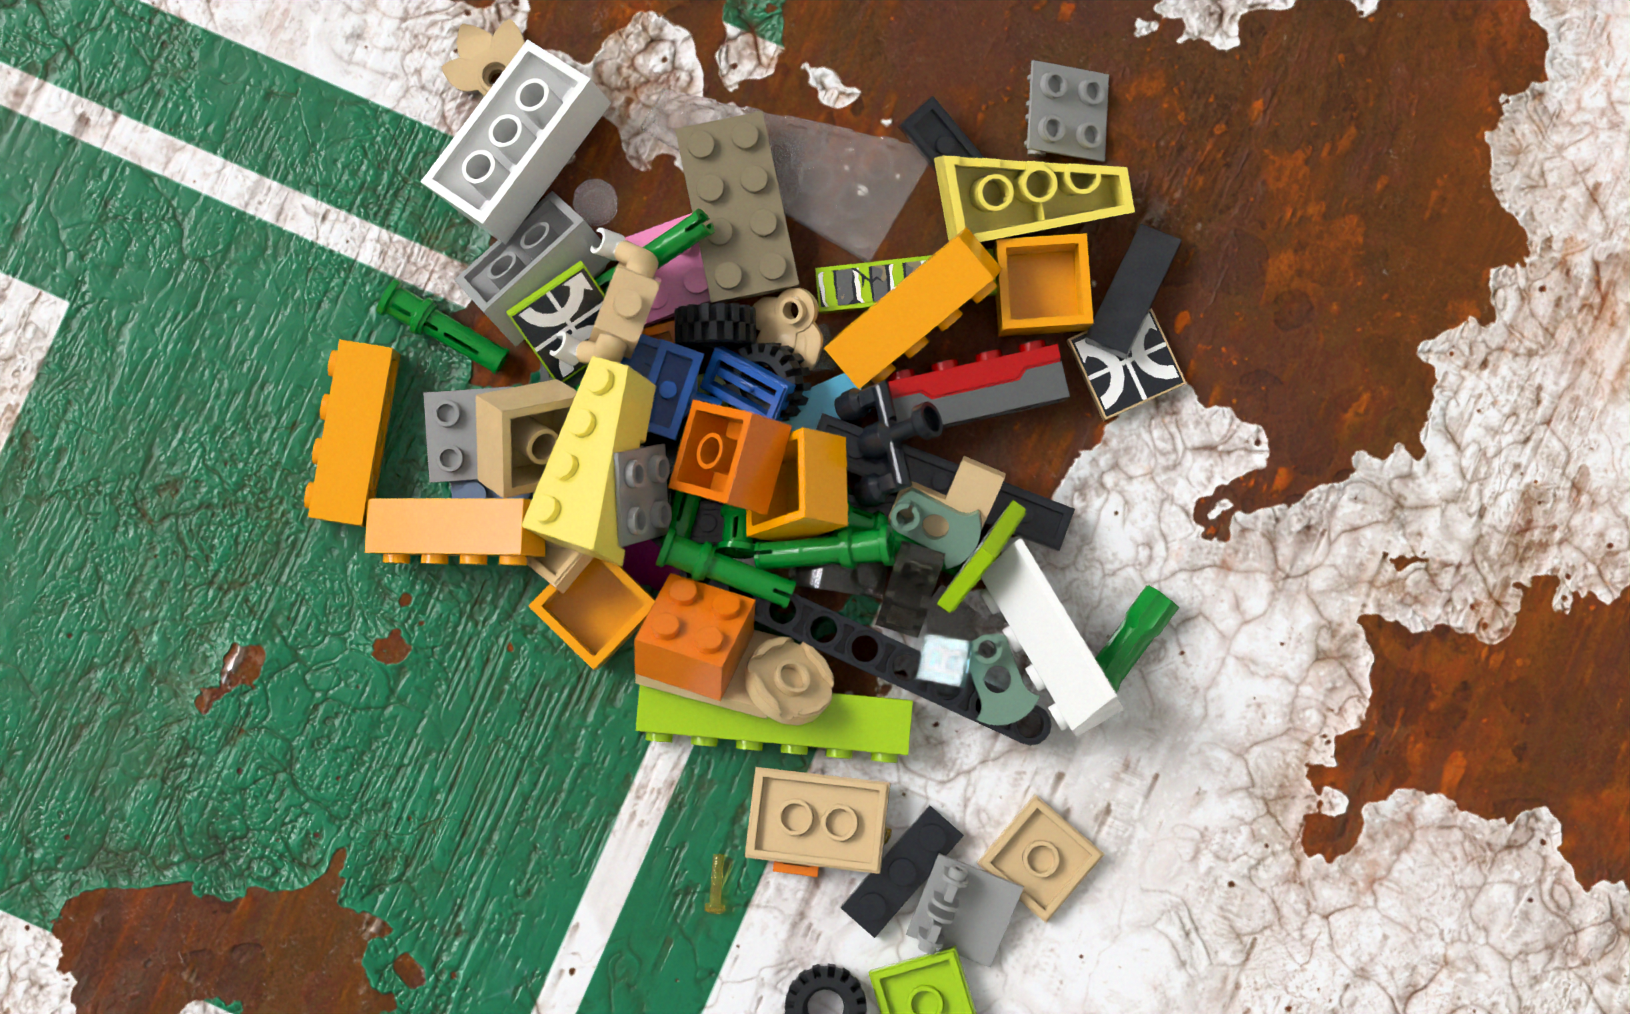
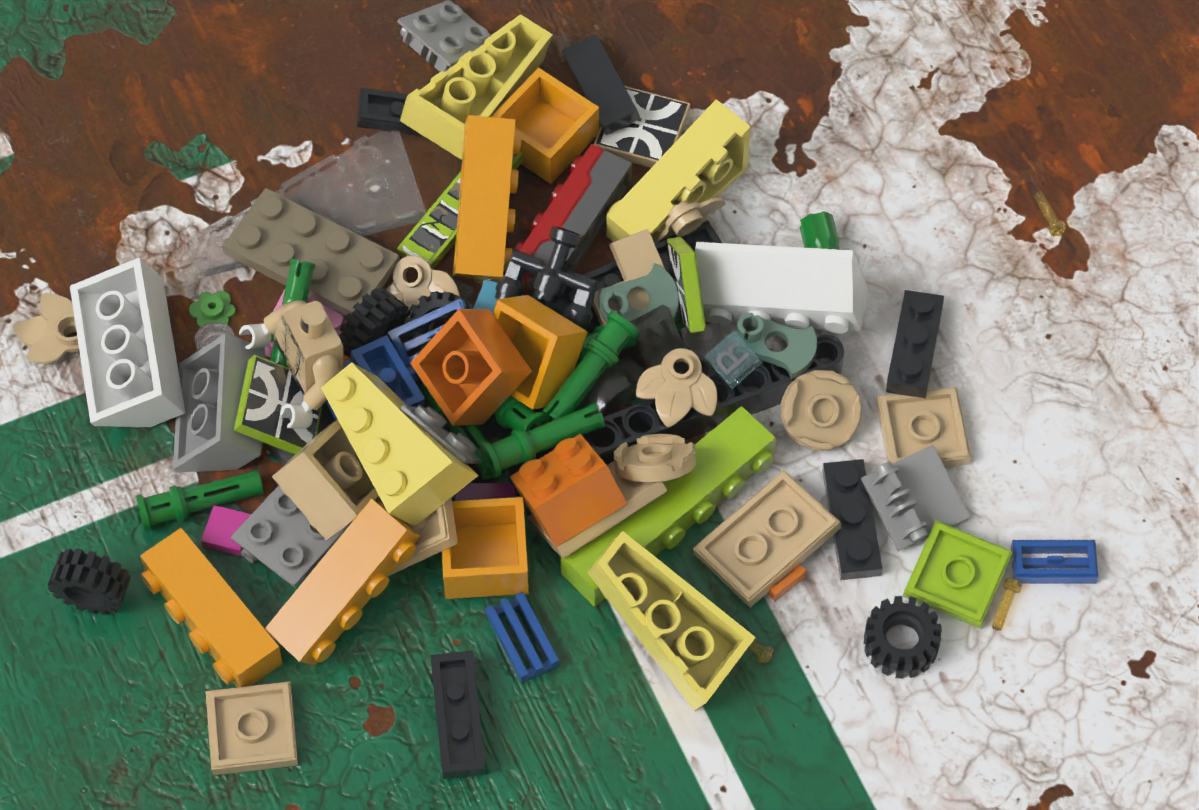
camera: 50 degrees left, 25 degrees down
(283, 320) = (89, 581): none -> black tyre
(291, 558) = (251, 728): none -> tan tile
(438, 373) = (221, 527): none -> dark pink tile
(441, 712) = (457, 715): none -> black plate
(542, 733) = (508, 608): none -> blue tile
(622, 180) = (203, 310): none -> bright green plant
(660, 827) = (673, 620): none -> light yellow wedge
(870, 640) = (678, 392): none -> tan plate
(974, 764) = (821, 410): none -> tan tile
(1055, 495) = (688, 217): none -> tan plate
(1089, 452) = (692, 170): none -> light yellow wedge
(1115, 784) = (915, 344): none -> black plate
(1347, 804) = (1056, 227): none -> clear yellow piece

